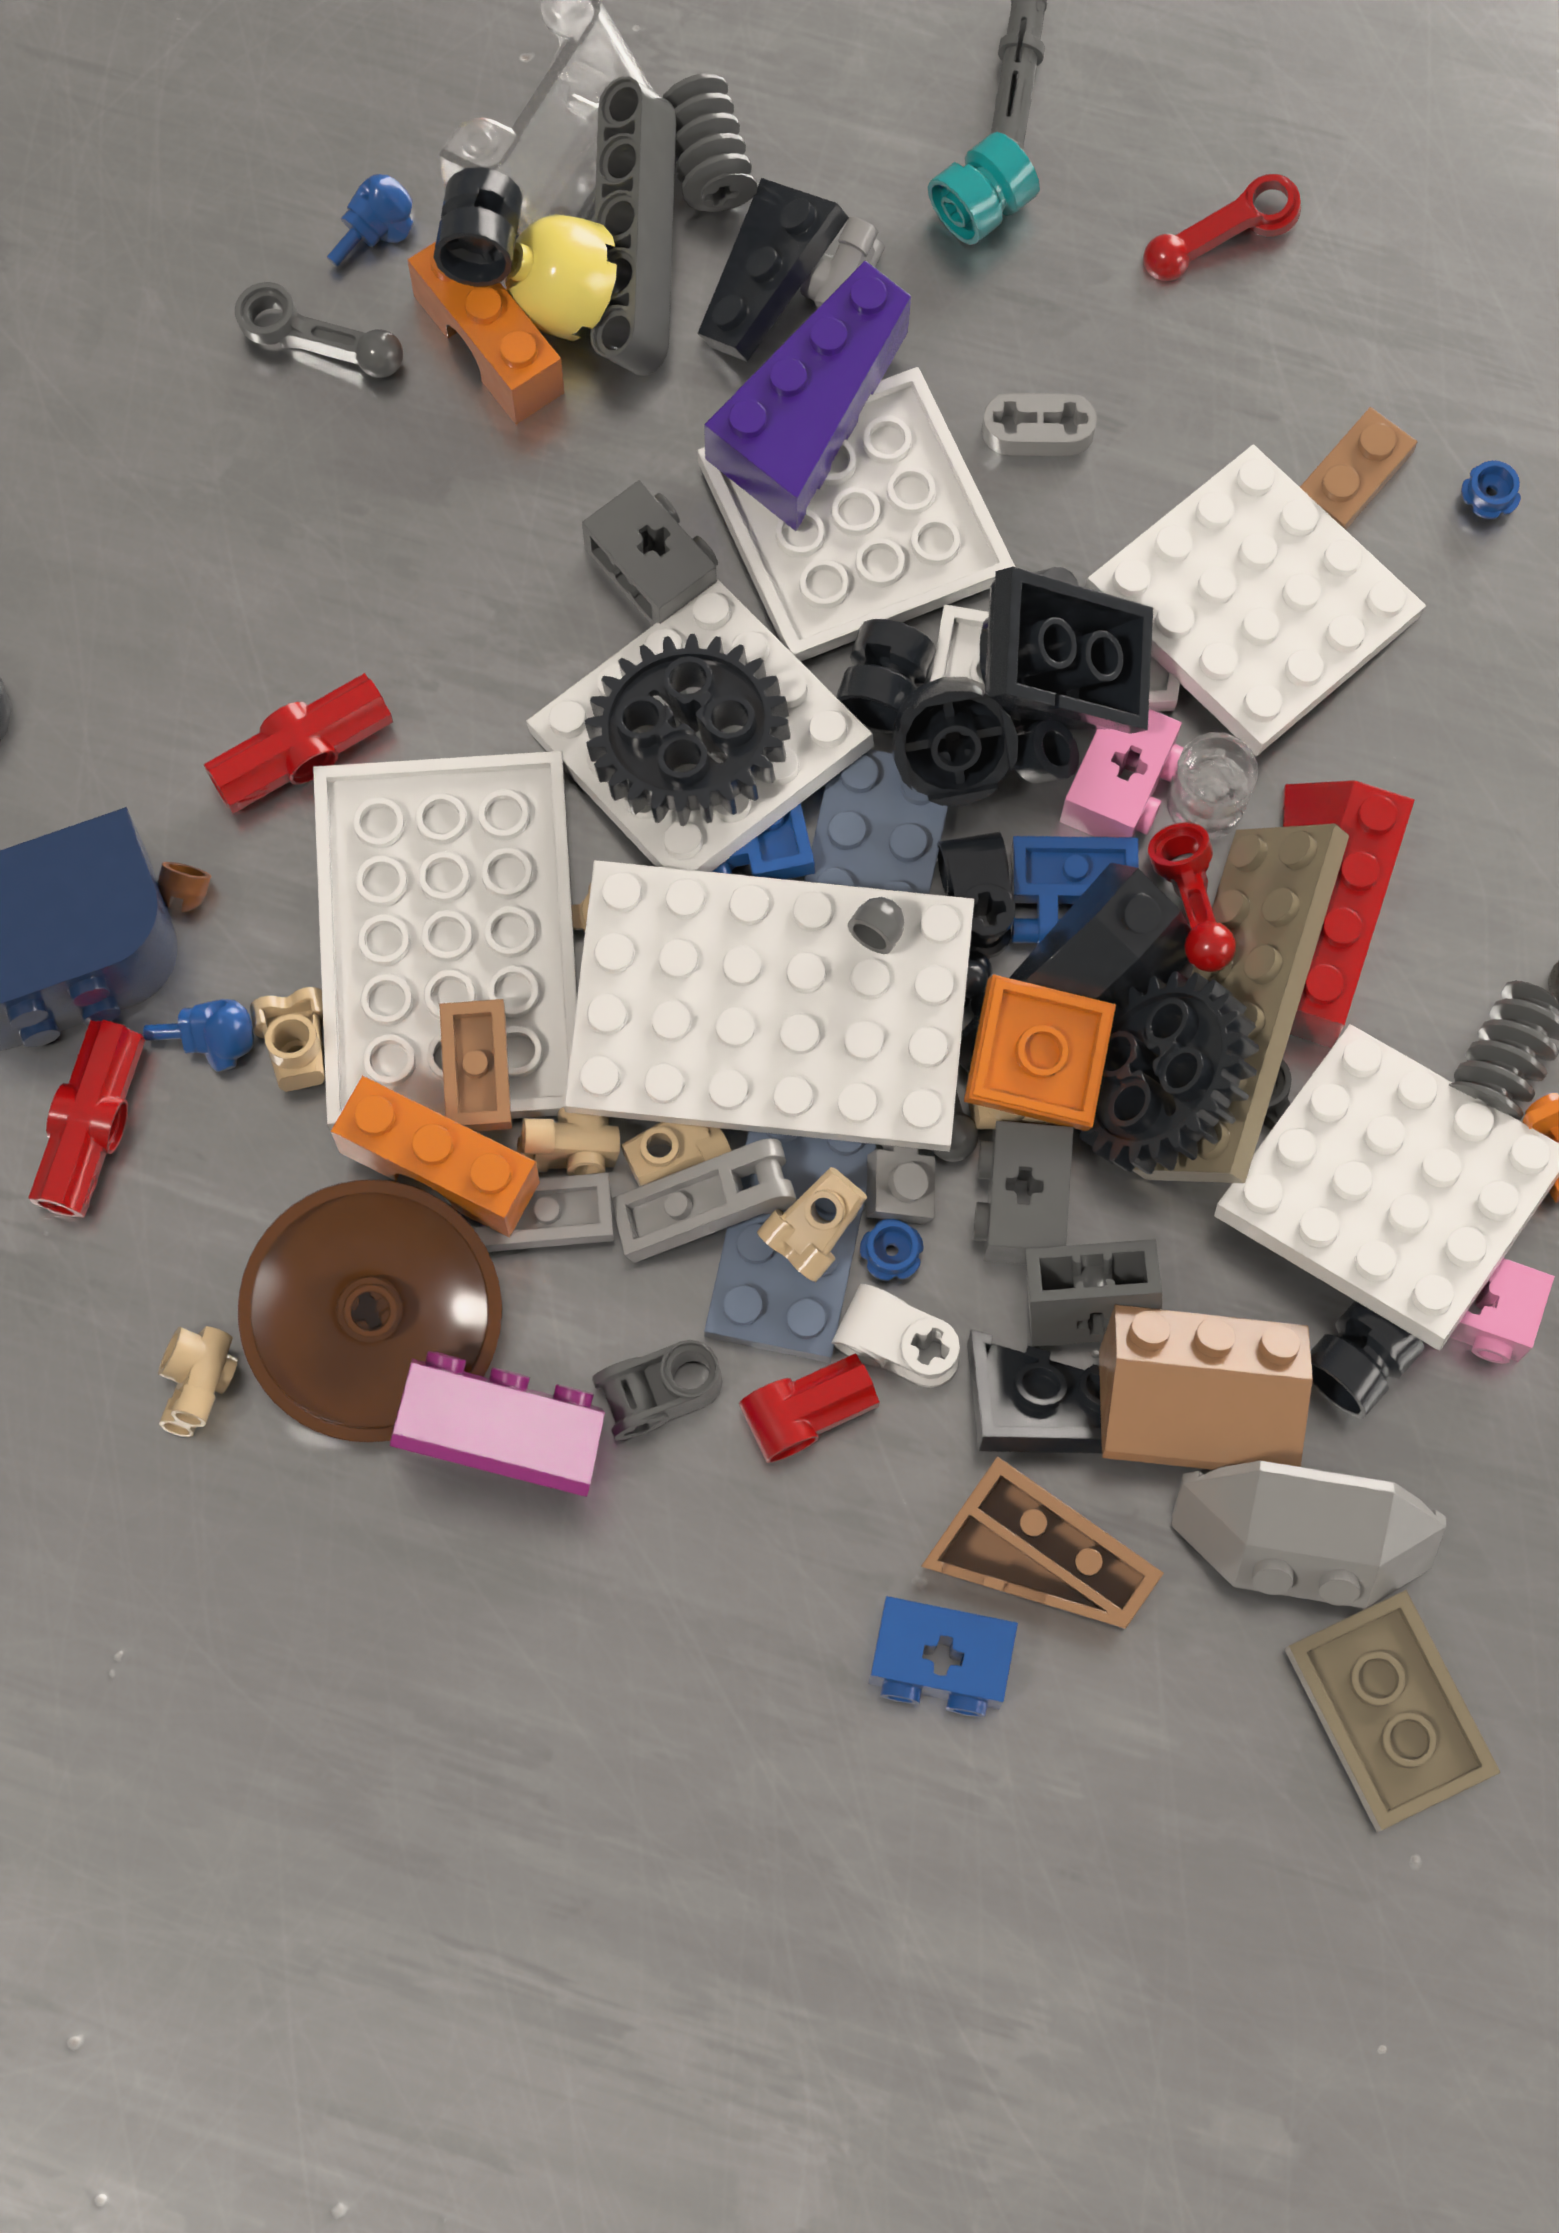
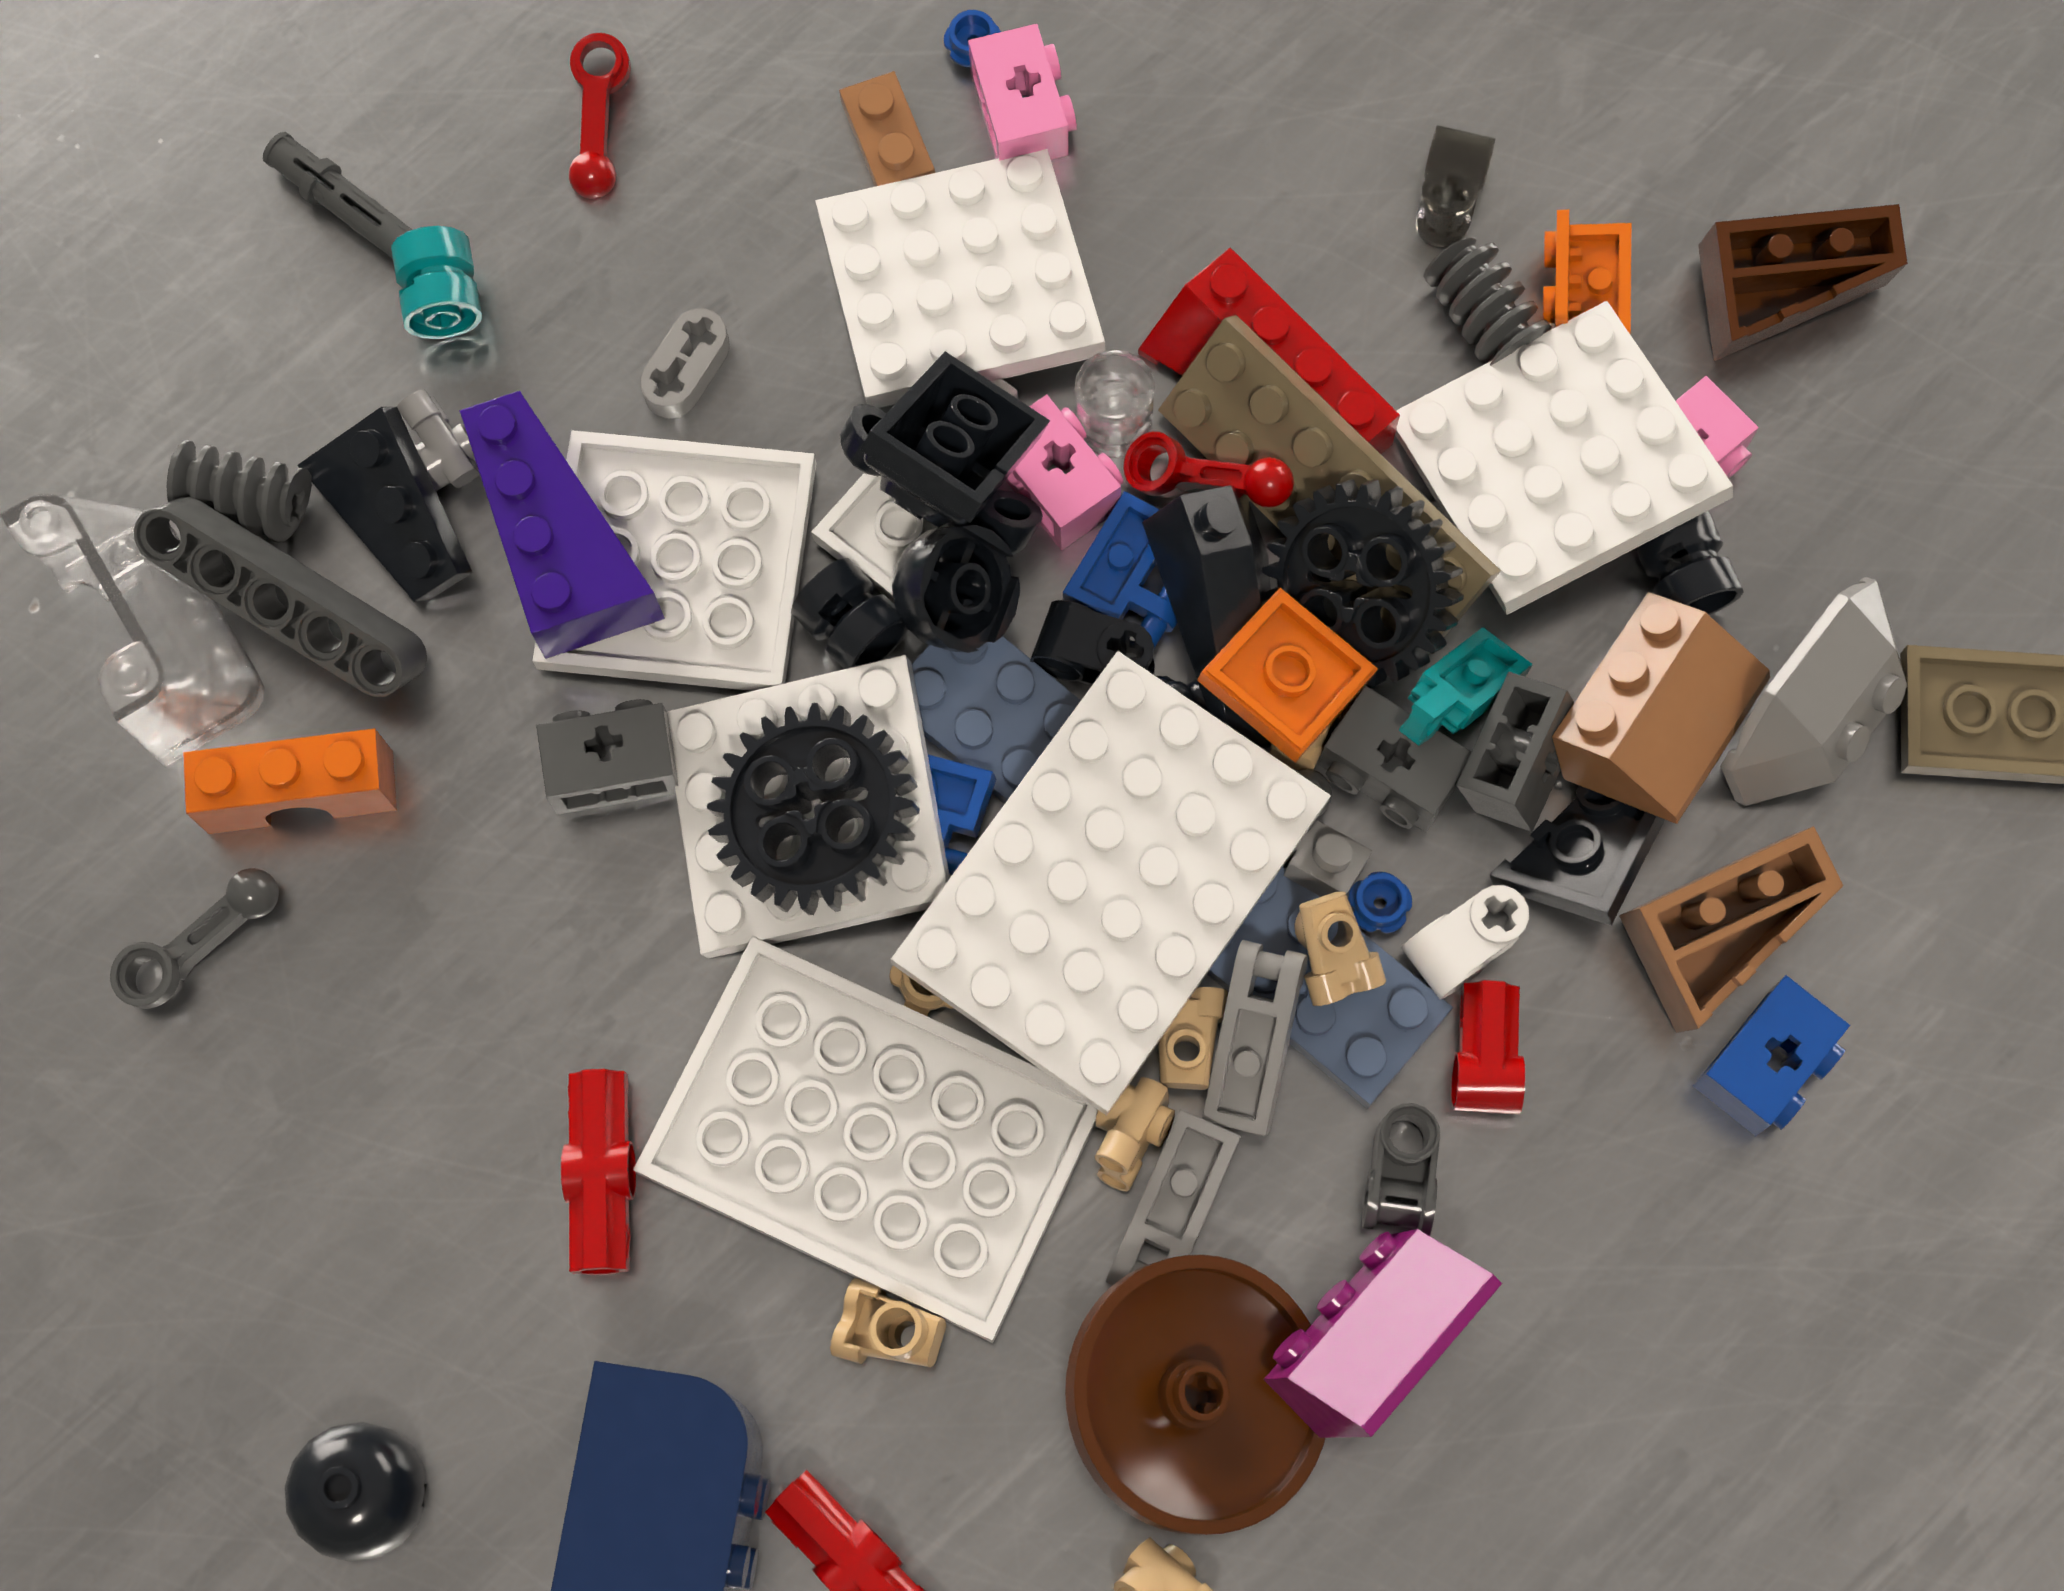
camera: 55 degrees left, 0 degrees up
(183, 883) = (674, 1351): dark orange hinge -> none
(214, 1028) = (837, 1397): blue piece -> none
(375, 213) = (107, 821): blue piece -> none
(460, 1164) = (1091, 1251): orange arch -> none
(476, 1064) = (1020, 1172): medium nougat plate -> none
(478, 227) = (207, 726): black wheel -> none
(562, 274) = (290, 682): light yellow cylinder -> none
(877, 924) = (1105, 741): dark grey hinge -> none
(1124, 1209) = (1461, 686): none -> teal hinge
(1473, 529) = (1018, 66): none -> bright pink brick

